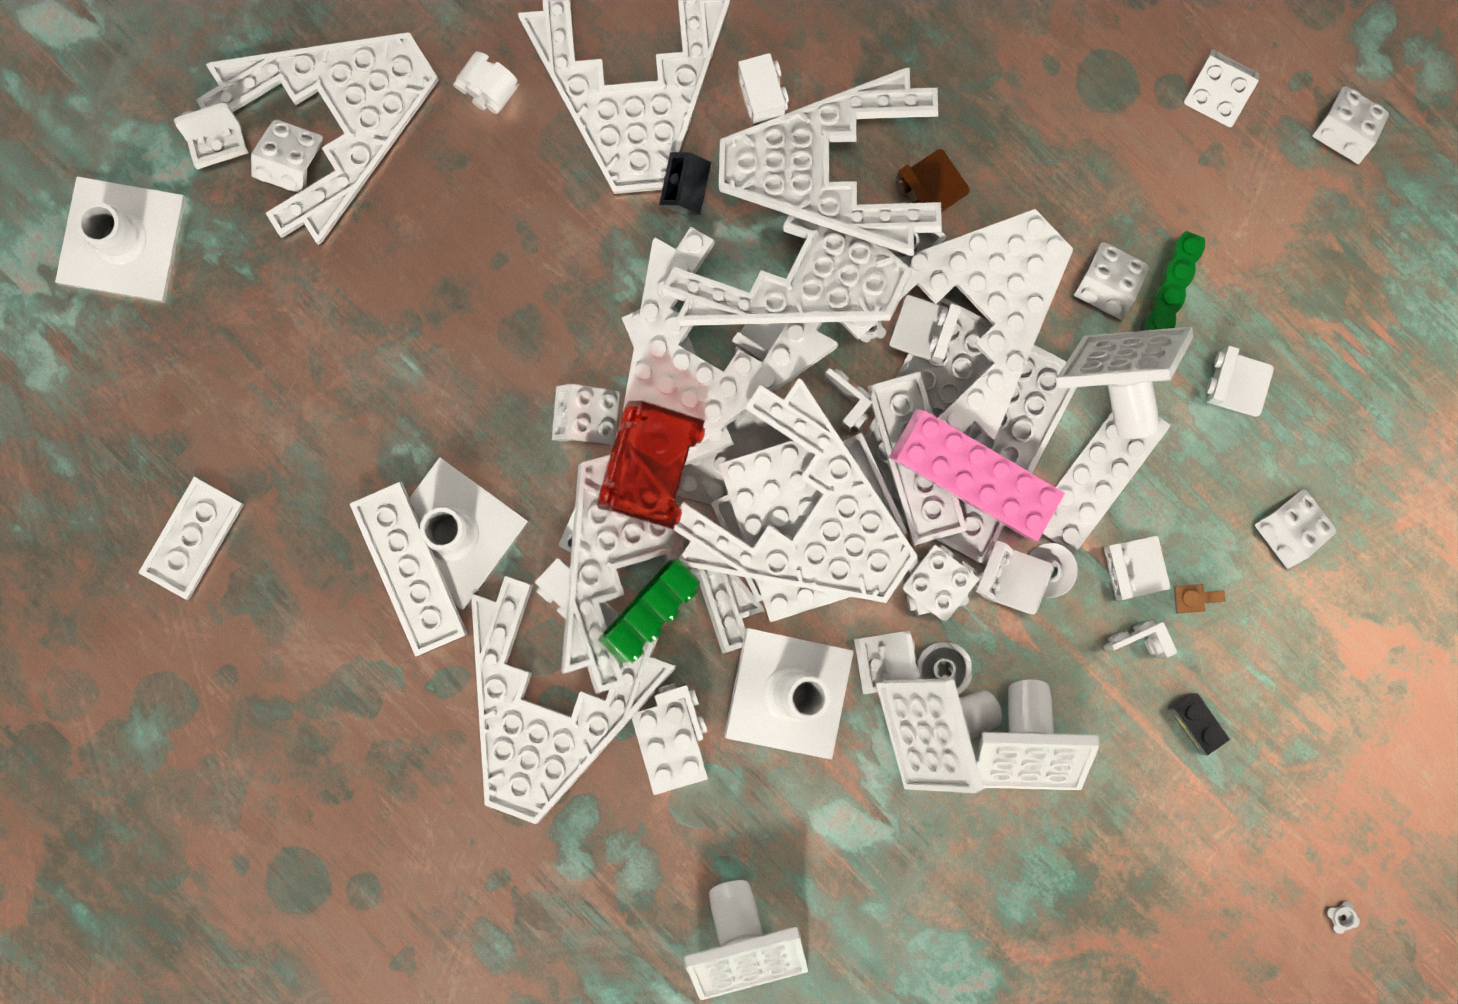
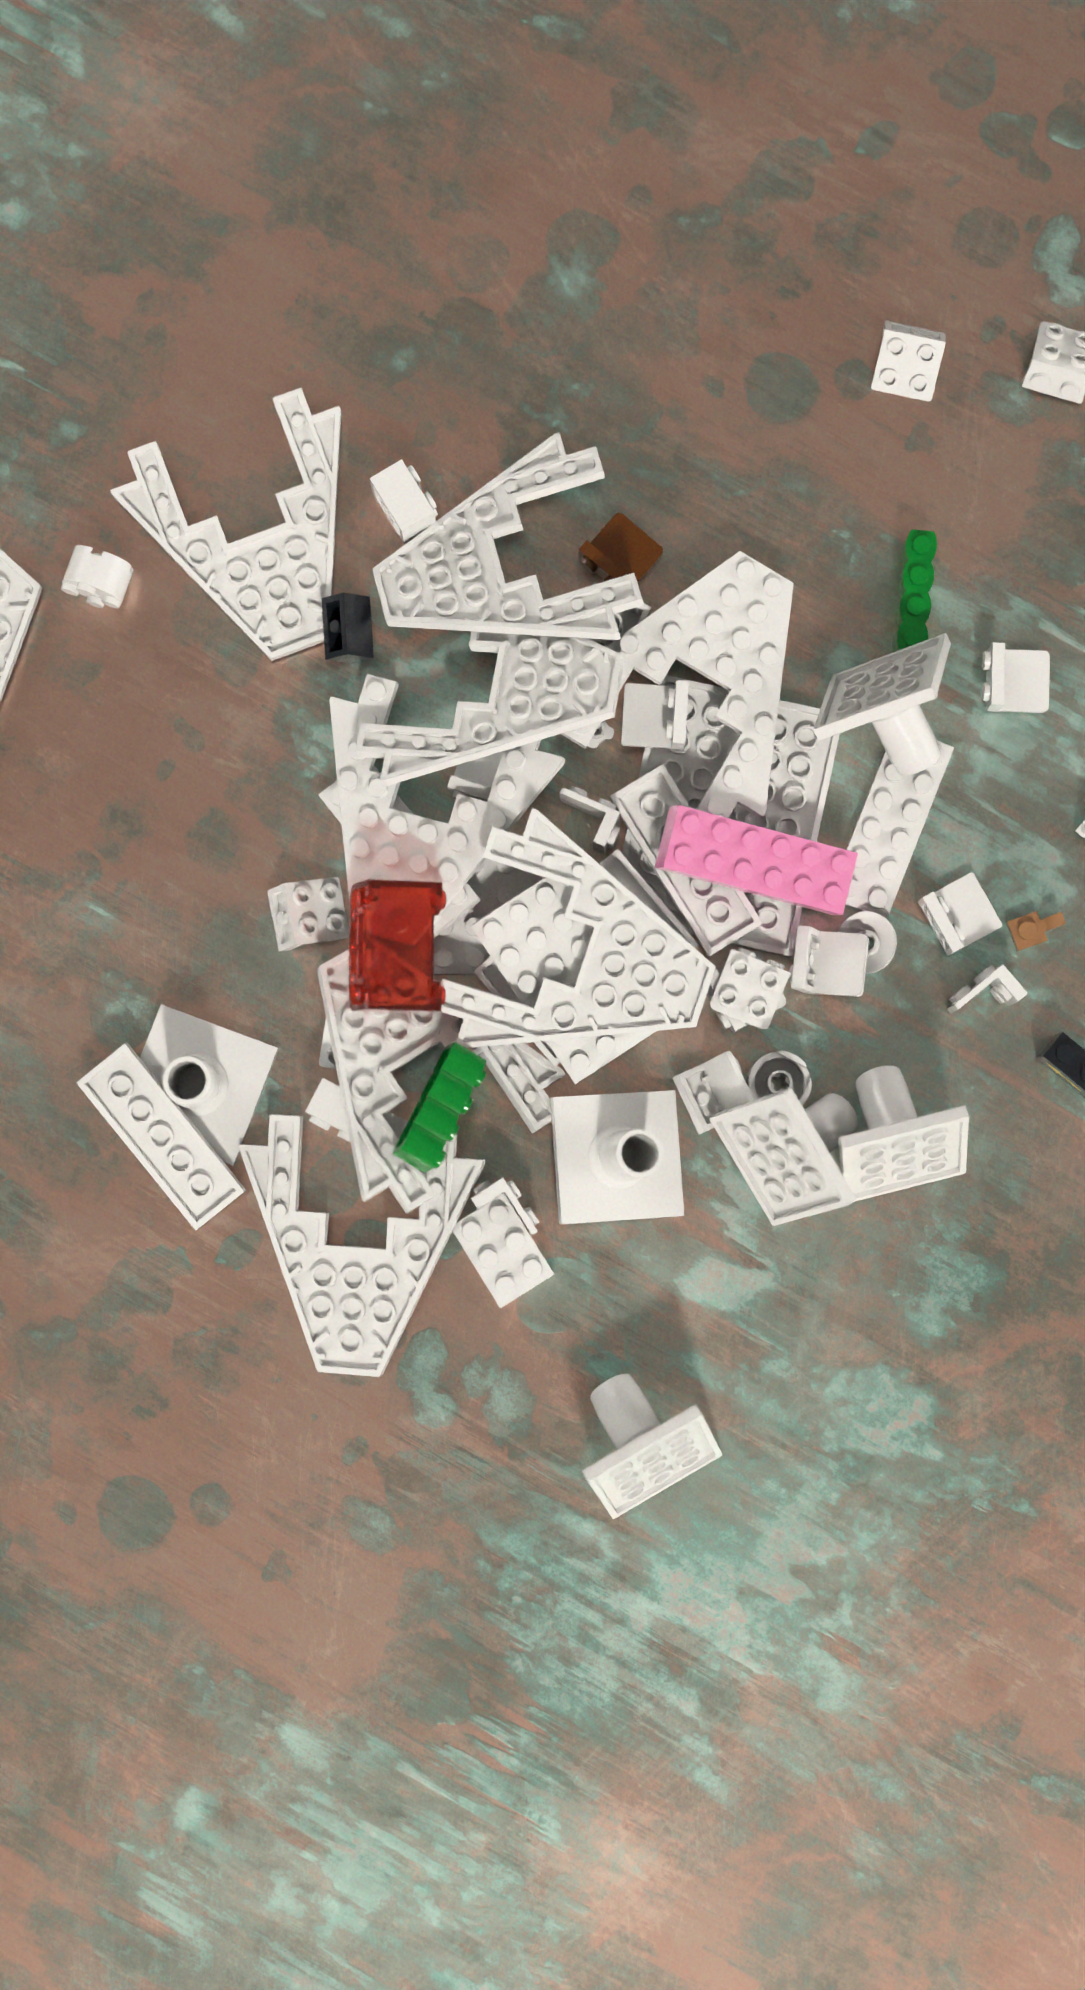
camera: 15 degrees left, 0 degrees up
(1112, 281) = (846, 606): white bracket -> none

